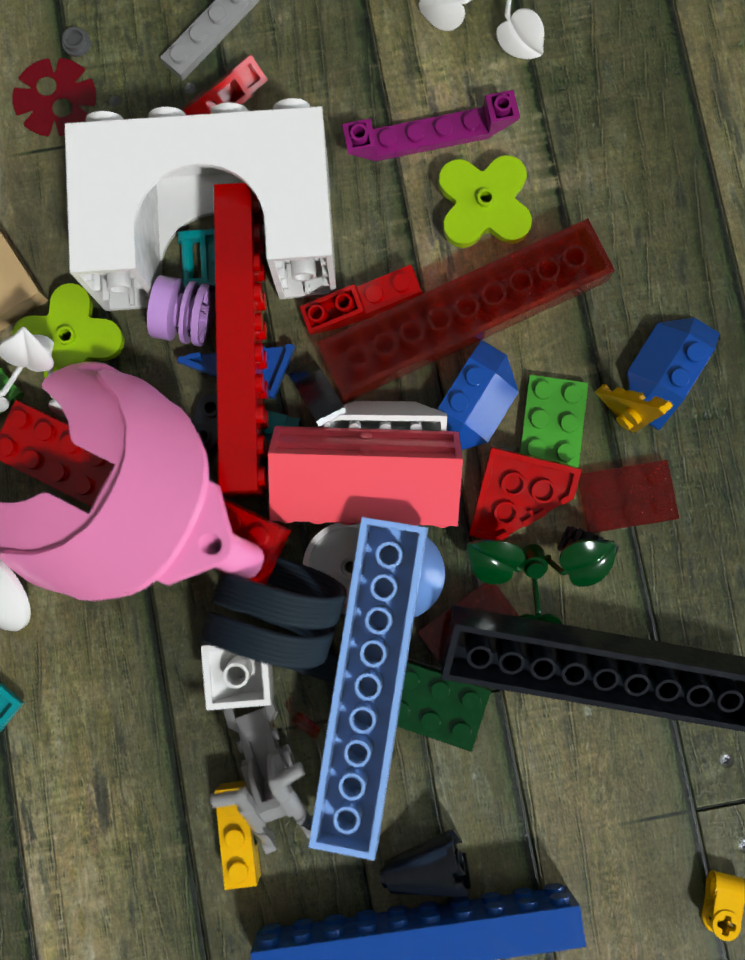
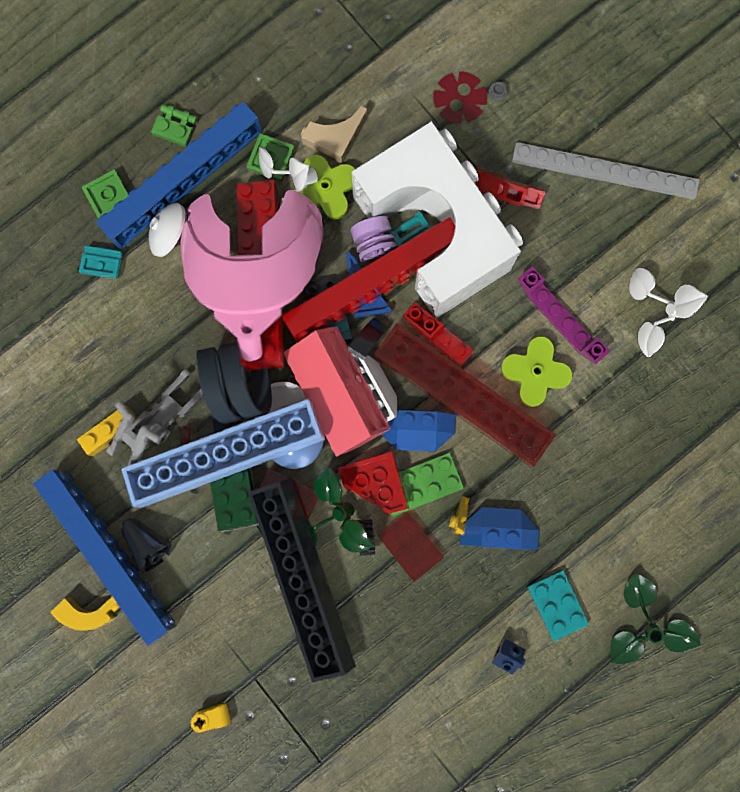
camera: 65 degrees right, 0 degrees up
(235, 680) = (186, 383): white slope -> none

